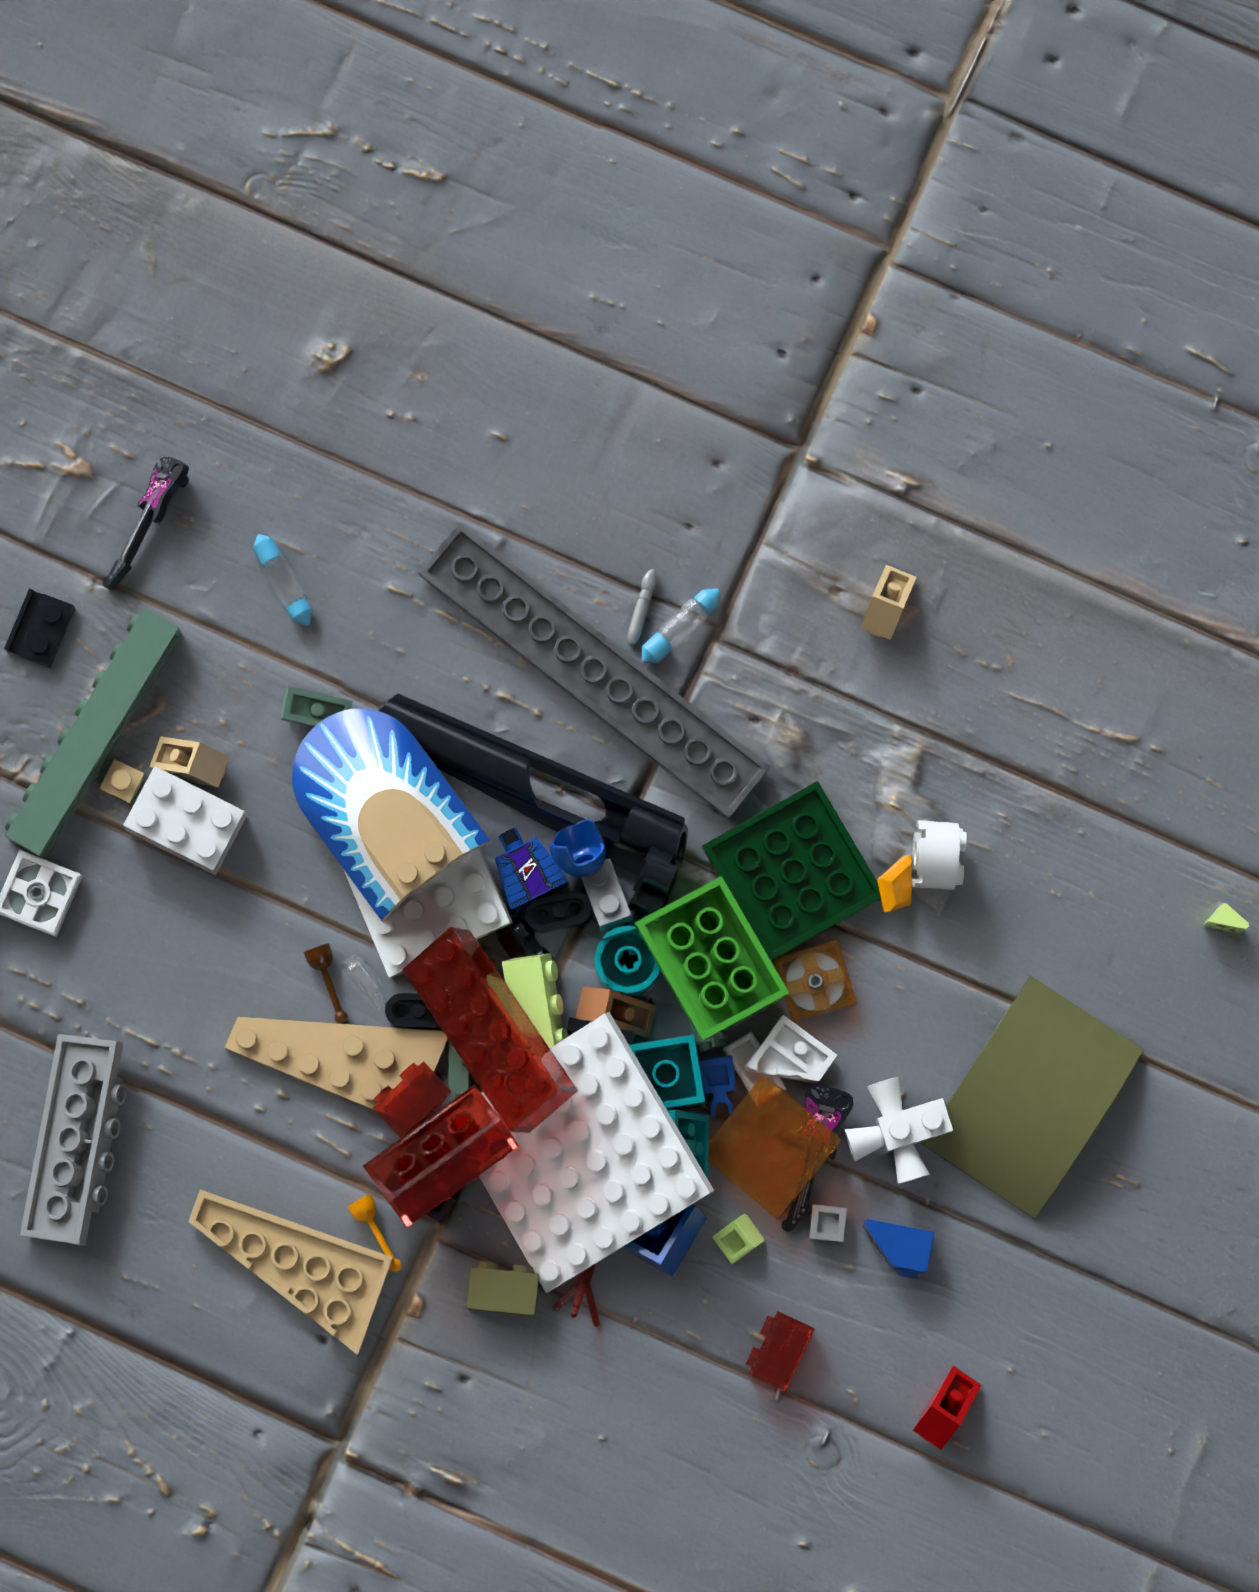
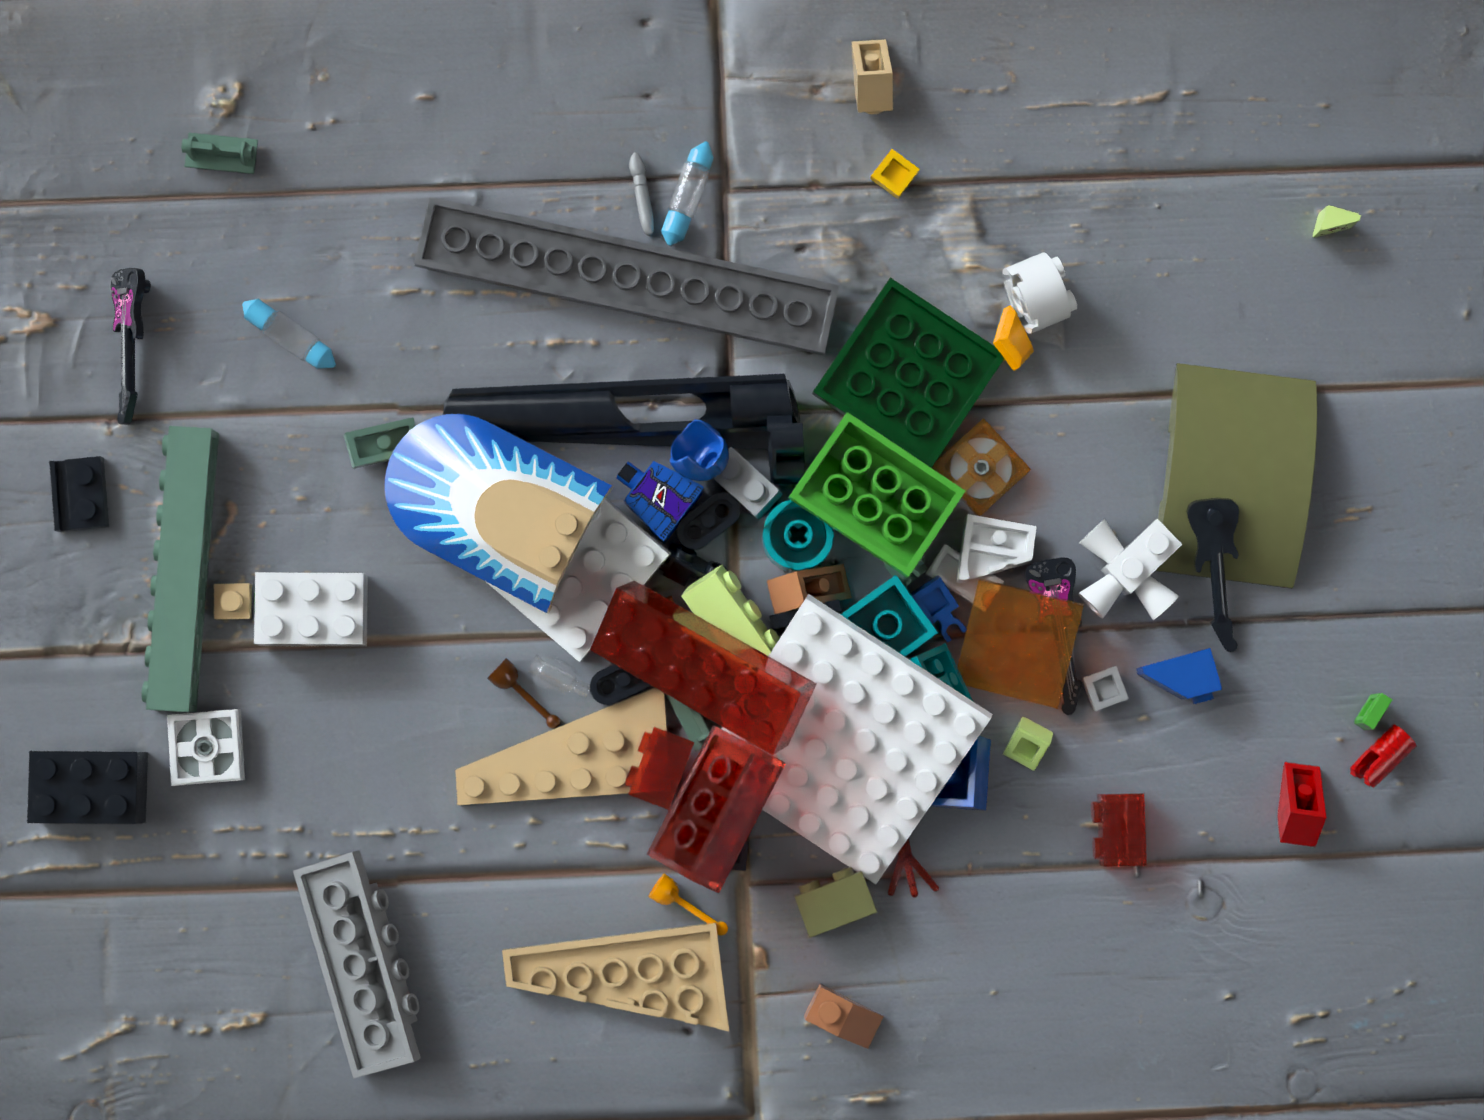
camera: 25 degrees left, 5 degrees up
(190, 761) = (287, 550): tan slope -> none
(302, 400) = (220, 153): none -> sand green hinge
(461, 1393) = (843, 1016): none -> nougat slope
(866, 695) = (894, 173): none -> yellow plate
(988, 1129) = (1214, 526): none -> black piece
(1040, 1402) = (1383, 756): none -> red hinge
(1050, 1358) = (1372, 711): none -> bright green tile

